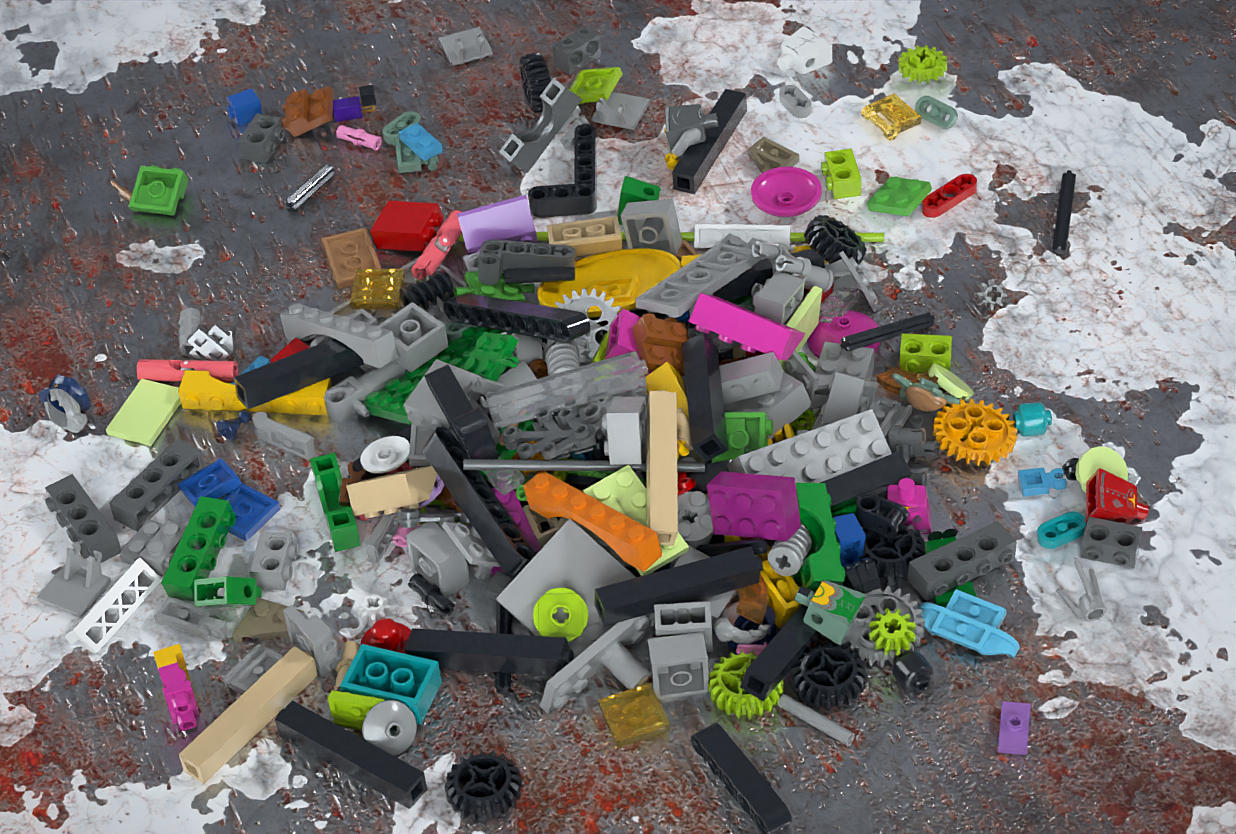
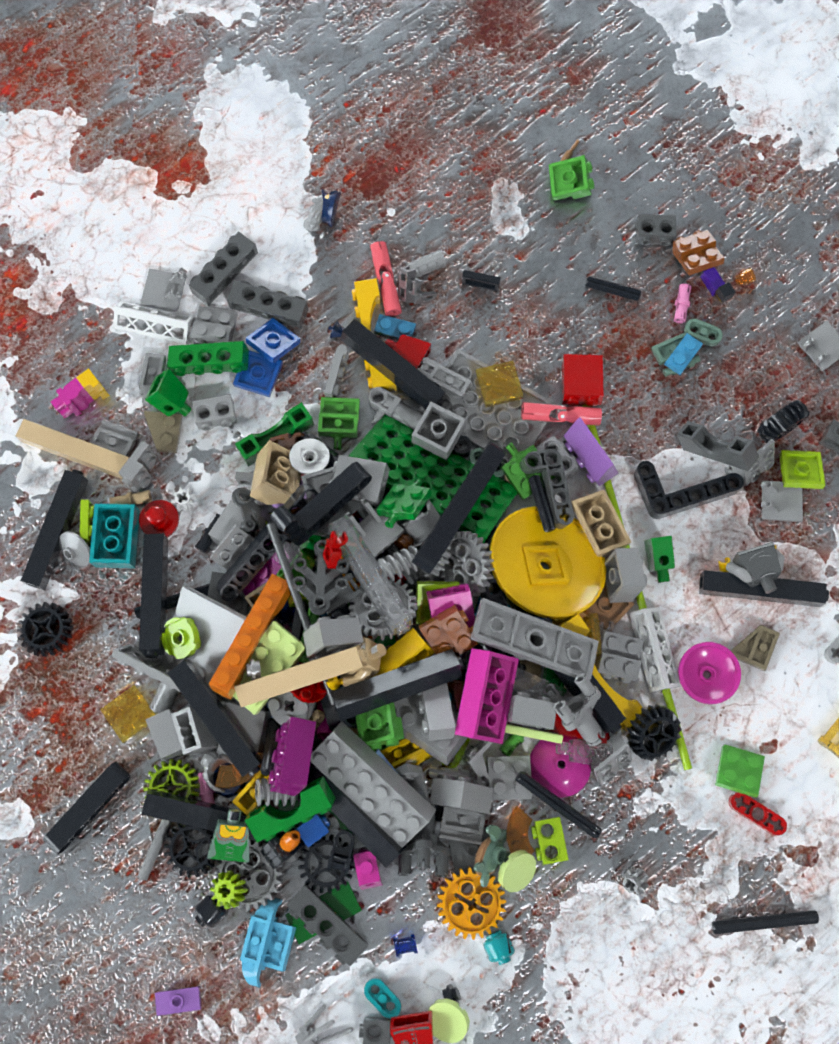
camera: 70 degrees right, 30 degrees up
(145, 412) = (340, 266): yellowish green tile -> none
(239, 288) = (481, 280): none -> black tile
(243, 106) = (688, 202): blue brick -> none
(345, 439) = (339, 419): none -> bright green plate
(349, 252) = (542, 350): medium nougat tile -> none
(355, 81) = (745, 277): none -> clear orange hose
(370, 342) = (431, 376): light grey arch -> none
(428, 290) = (502, 424): black piece -> none
(523, 412) = (332, 550): none -> red plate
(637, 512) = (253, 669): none -> light grey plate
(842, 174) = (755, 717): lime brick -> none
(851, 549) = (290, 840): none -> orange hose
(1007, 503) = (405, 945): none -> clear blue bush
(1038, 482) = (430, 966): dark azure plate -> none

